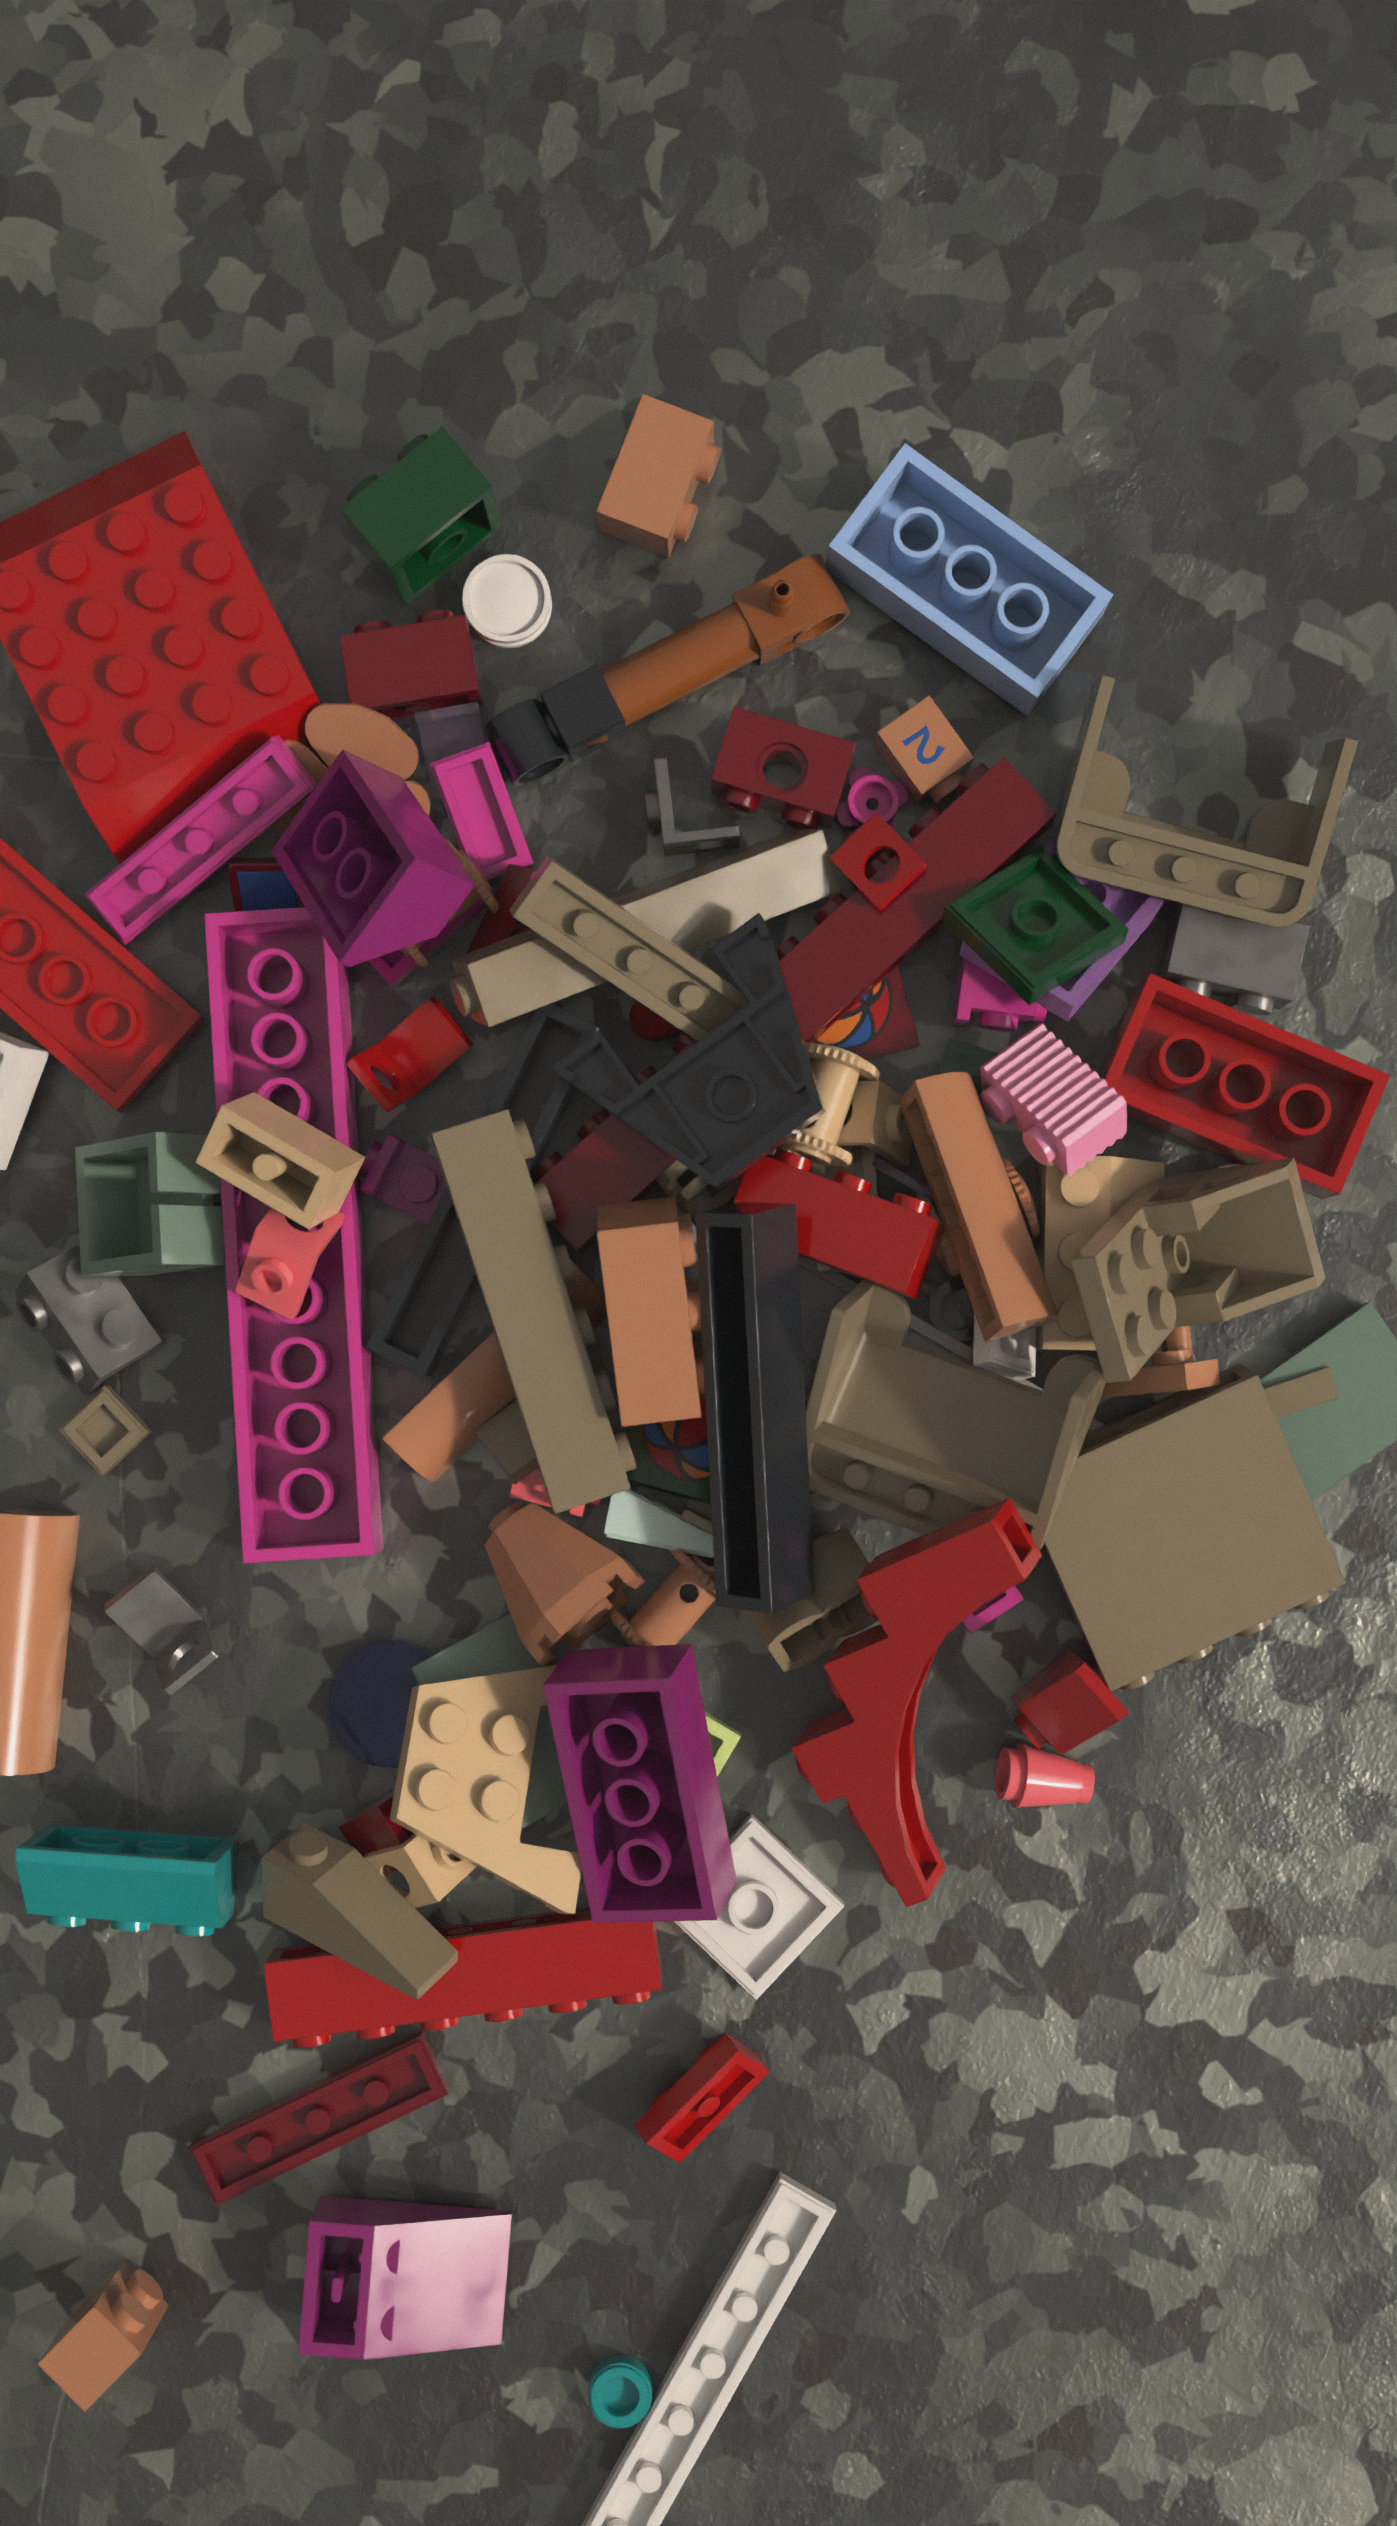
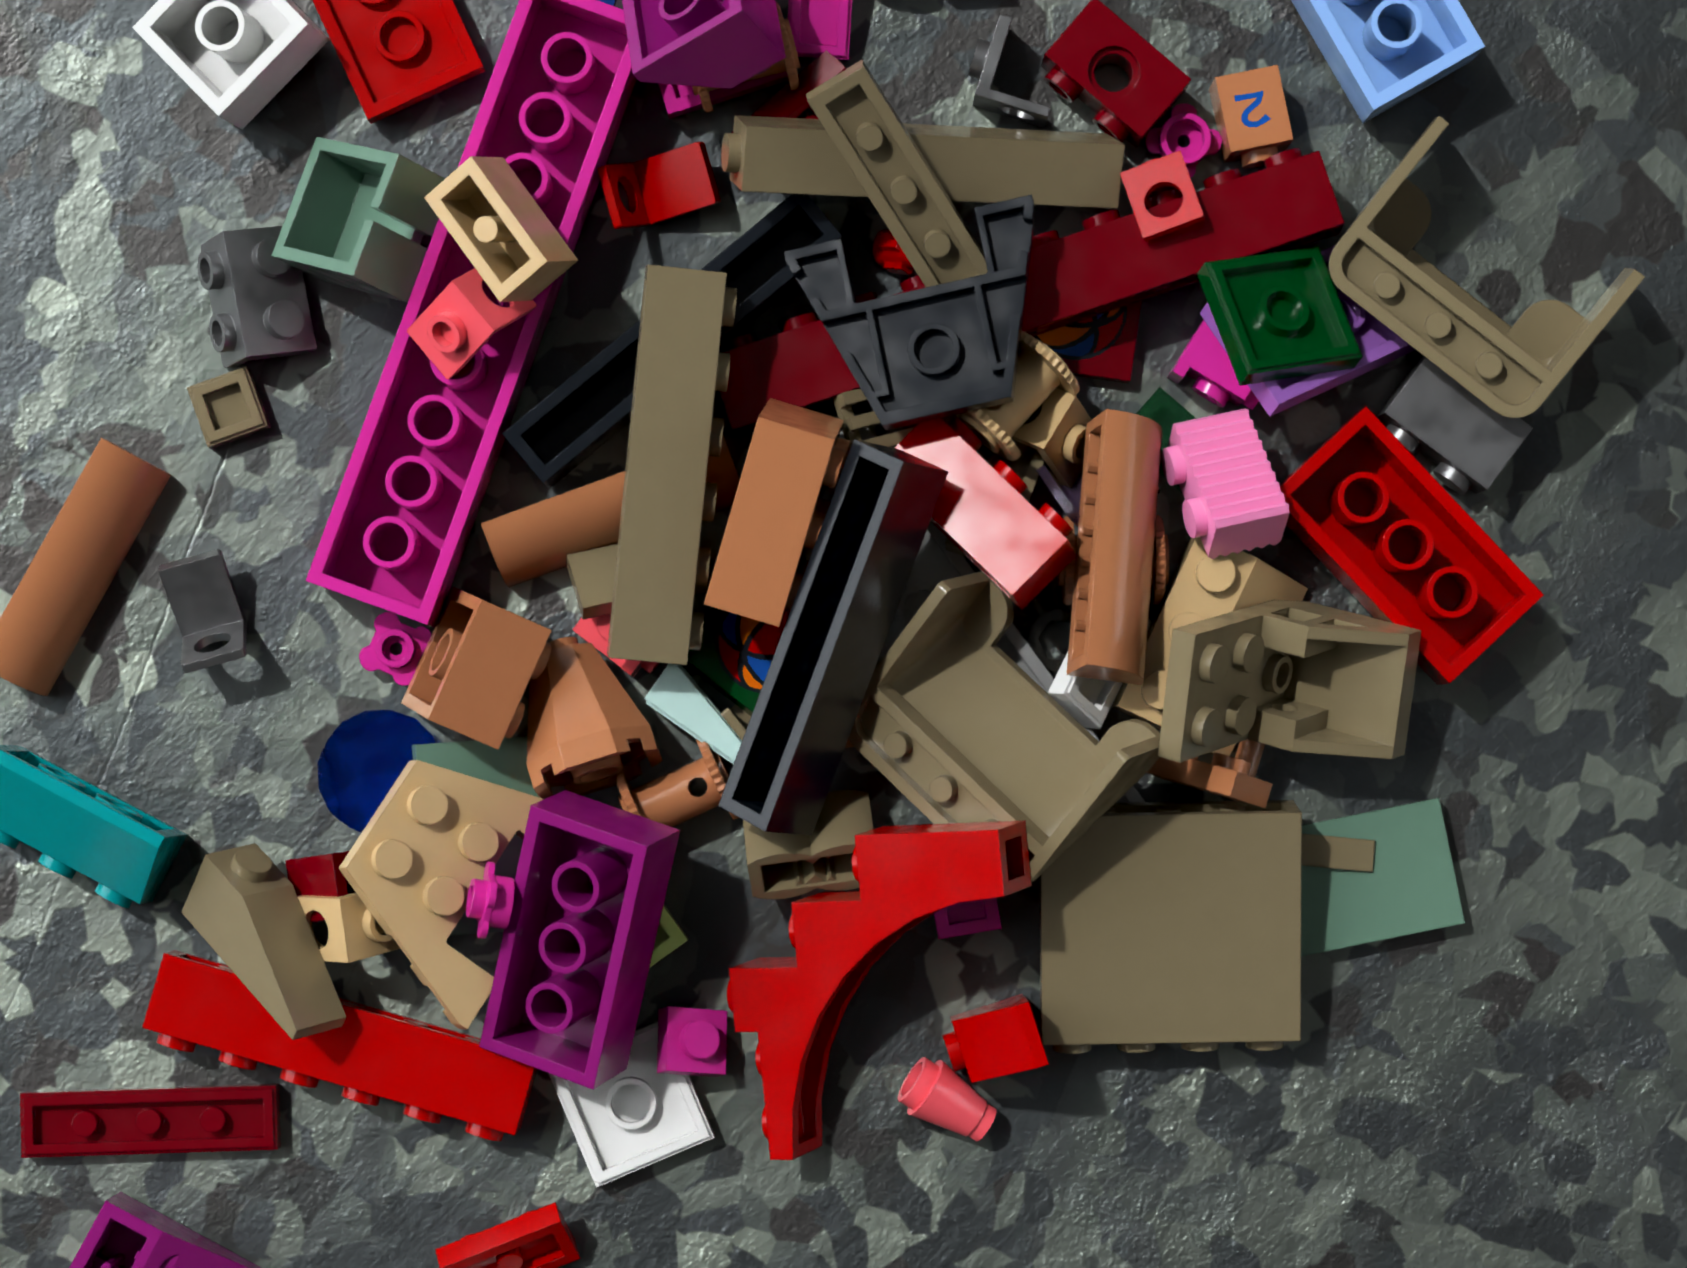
camera: 15 degrees right, 0 degrees up
(368, 1598) = (379, 654): none -> dark pink plate
(403, 1177) = (603, 295): magenta bracket -> none
(438, 1574) = (478, 669): none -> nougat brick
(544, 1787) = (490, 900): none -> dark pink plate
(785, 1827) = (692, 1041): none -> dark pink plate

